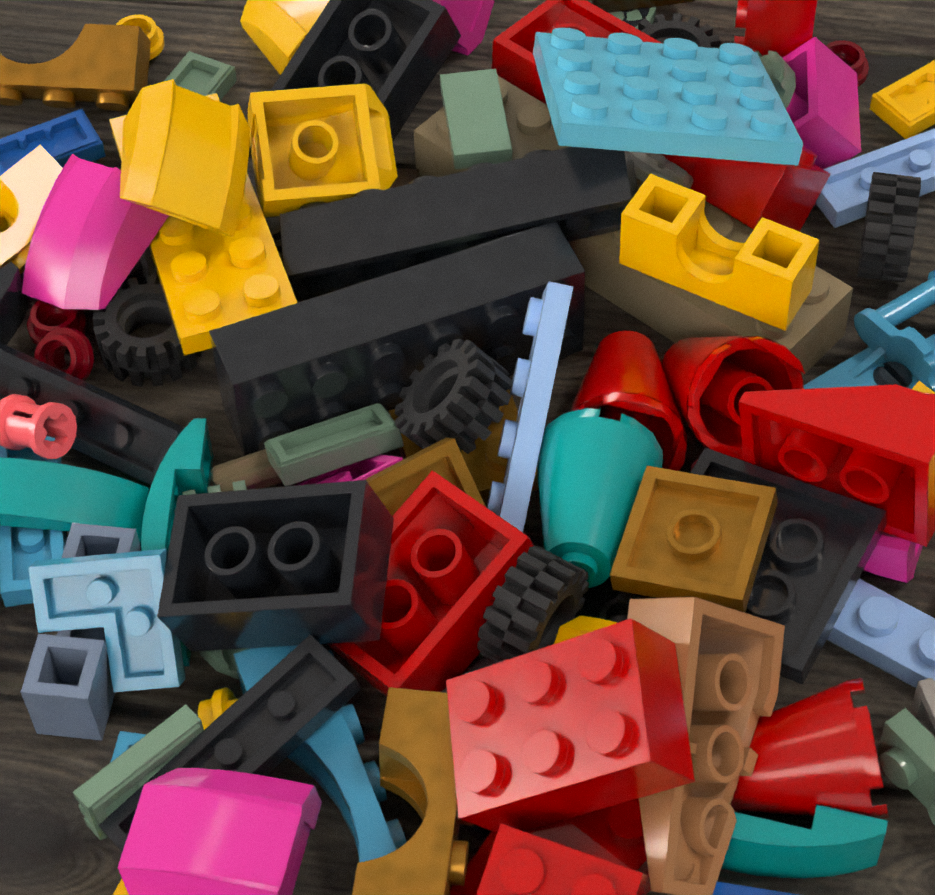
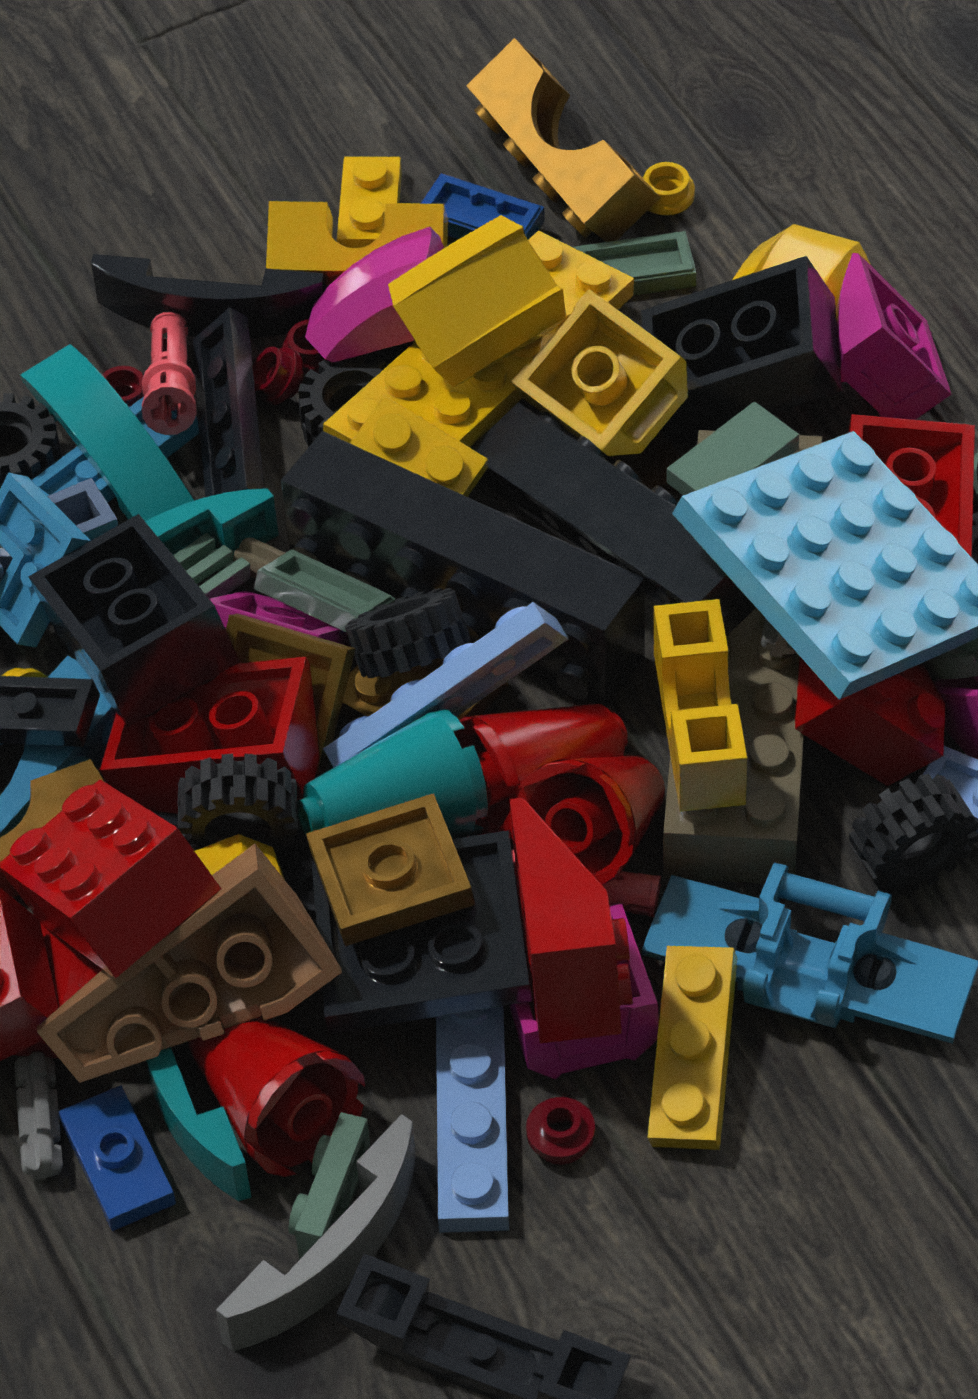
camera: 55 degrees right, 0 degrees up
(280, 283) = (420, 447): none -> yellow plate

